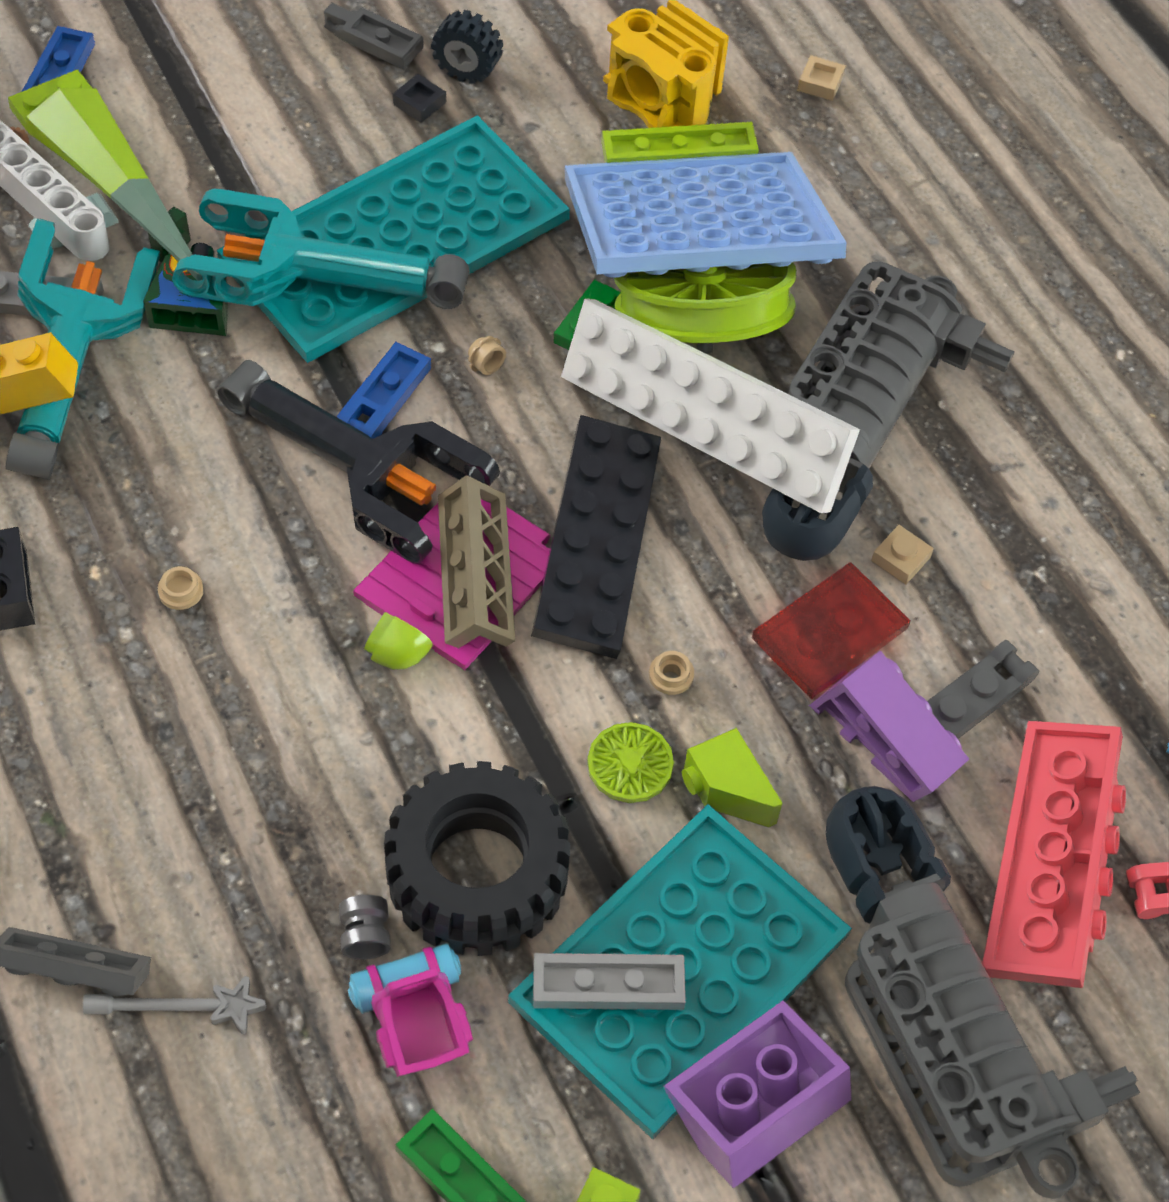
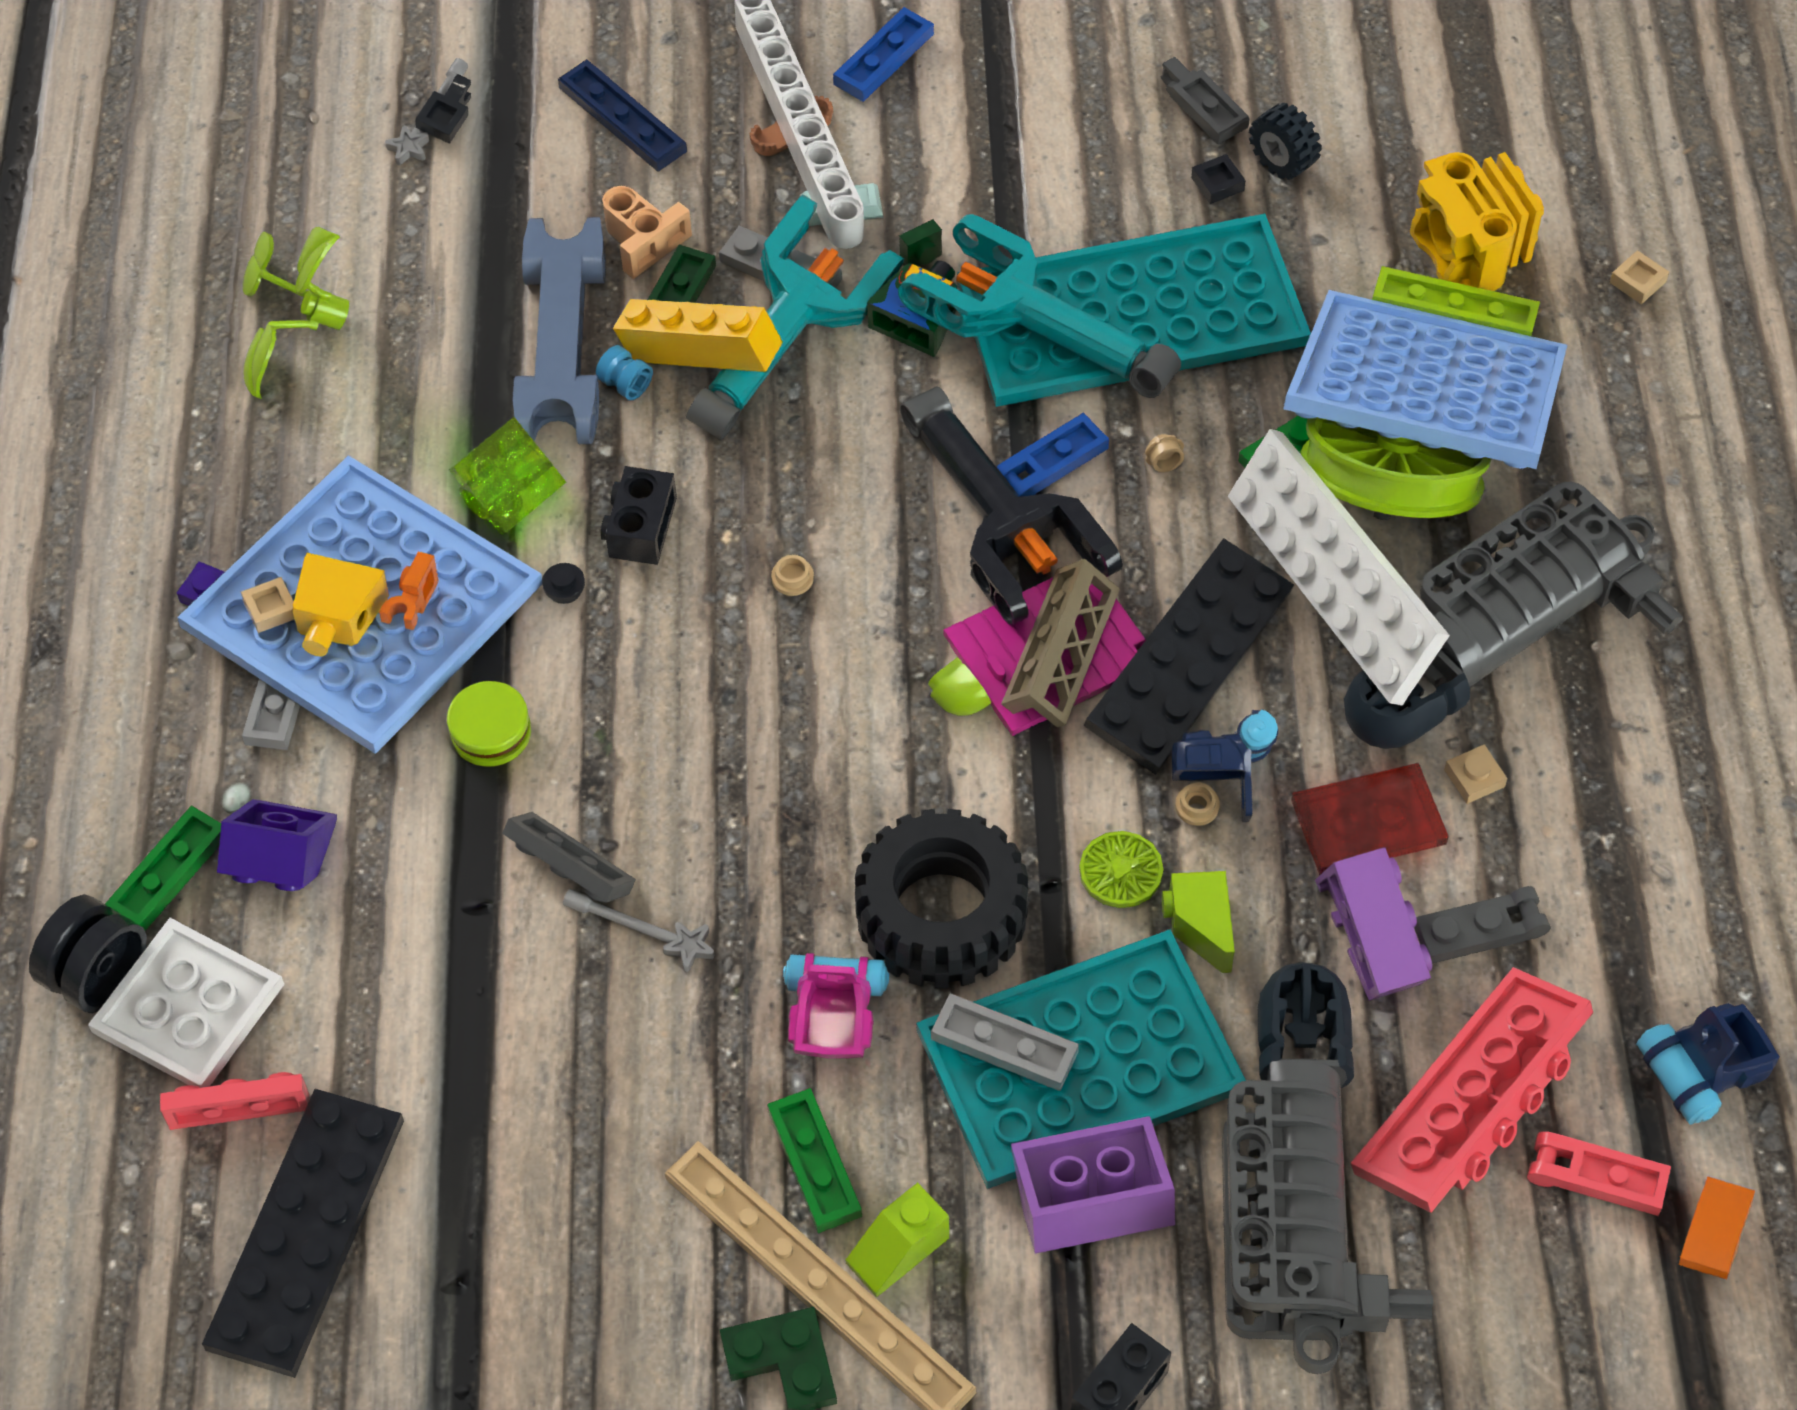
camera: 30 degrees right, 0 degrees up
(80, 129) = (879, 118): lime plate -> none
(364, 927) = (821, 921): flat silver wheel -> none
(685, 616) = (1226, 756): none -> dark blue piece

